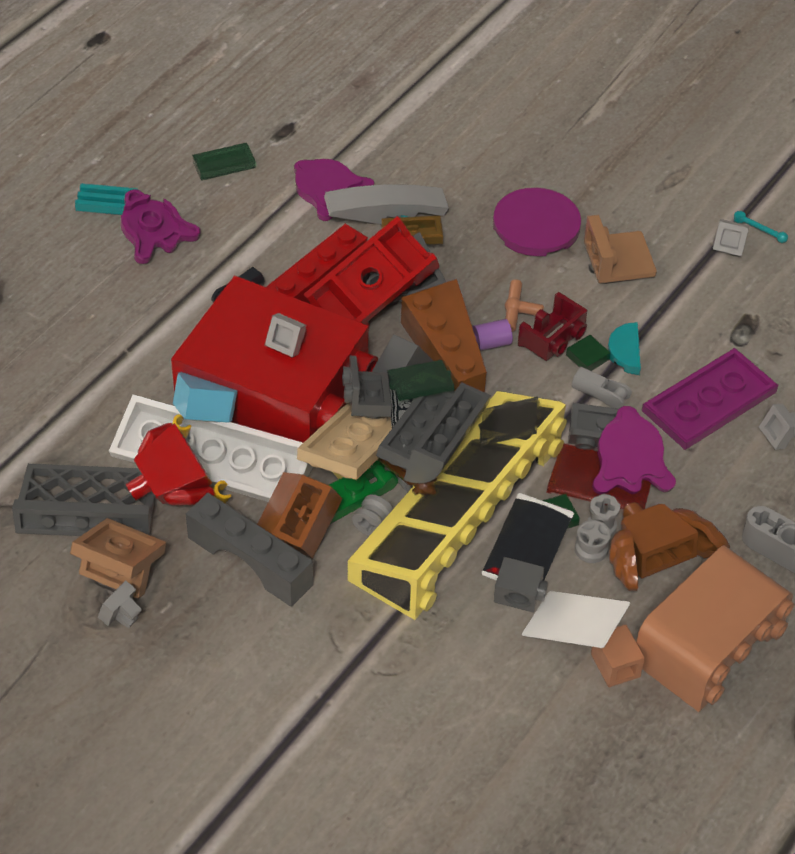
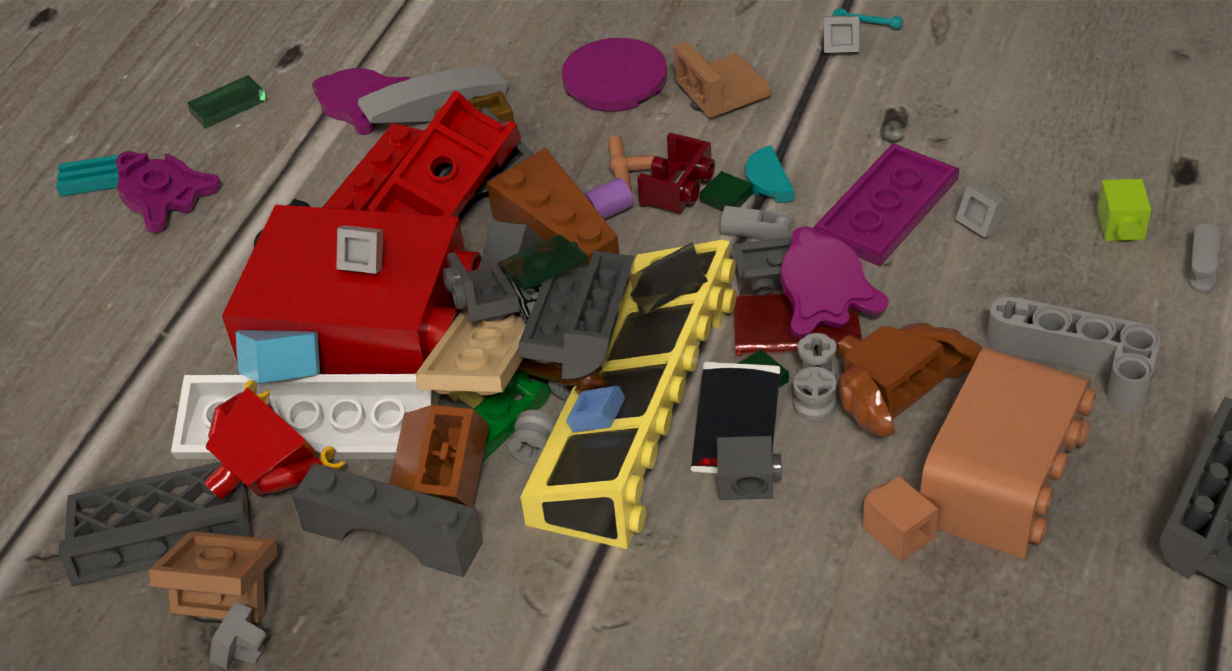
camera: 10 degrees left, 5 degrees down
(421, 510) = (595, 409): none -> medium blue tile
(576, 619) = (833, 488): white sticker -> none

